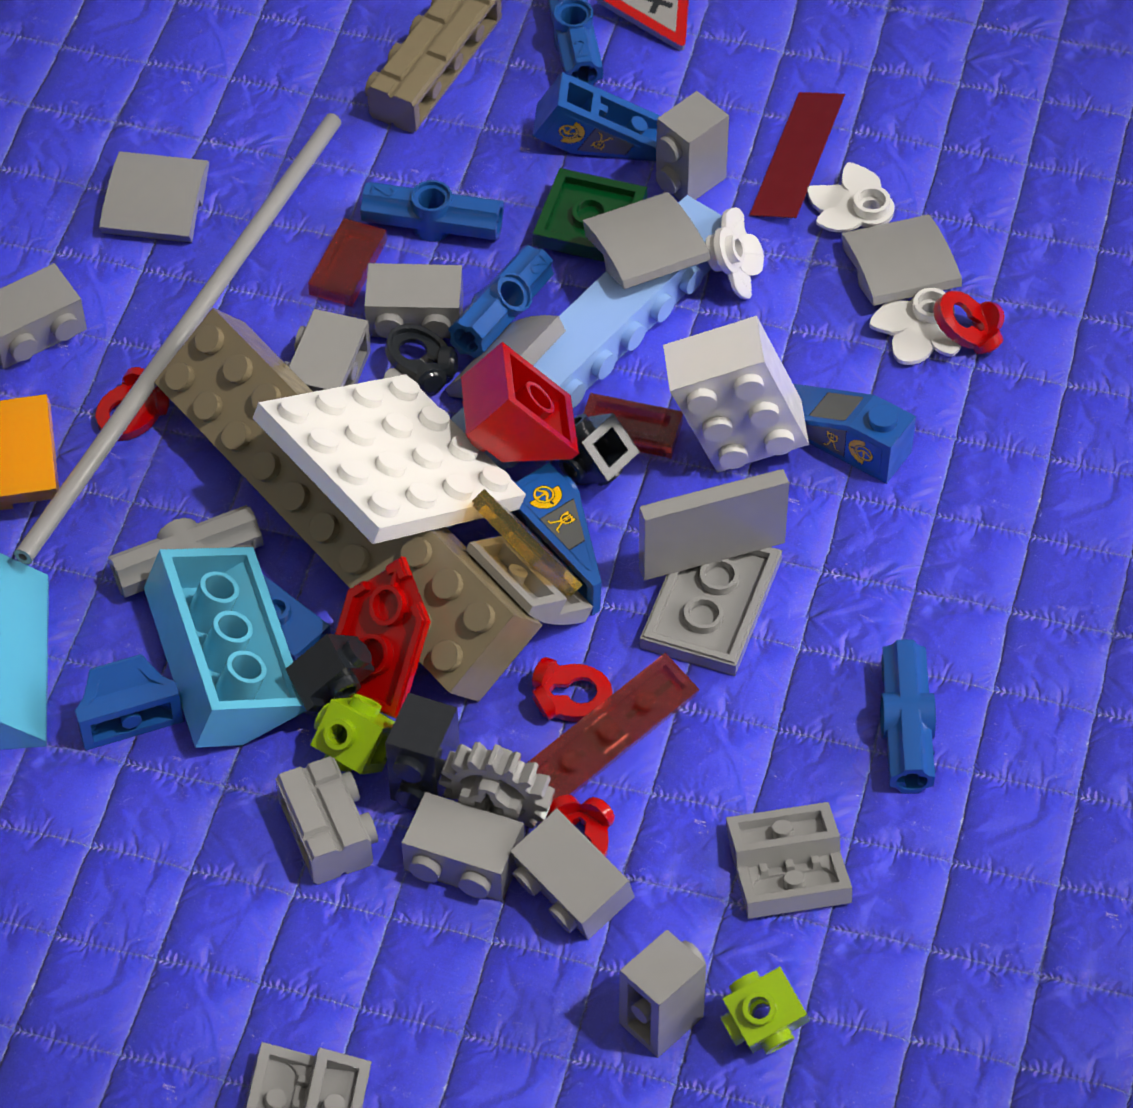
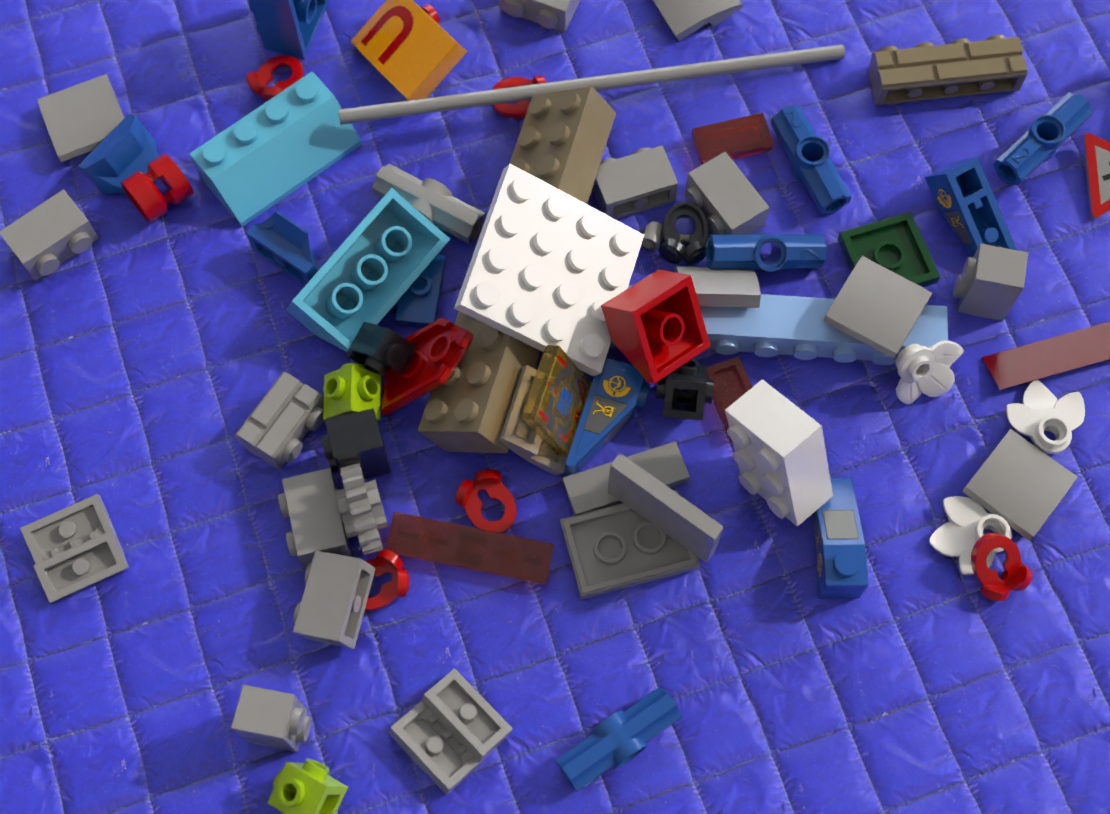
camera: 55 degrees right, 15 degrees up
(626, 595) = (589, 488): none -> light grey tile

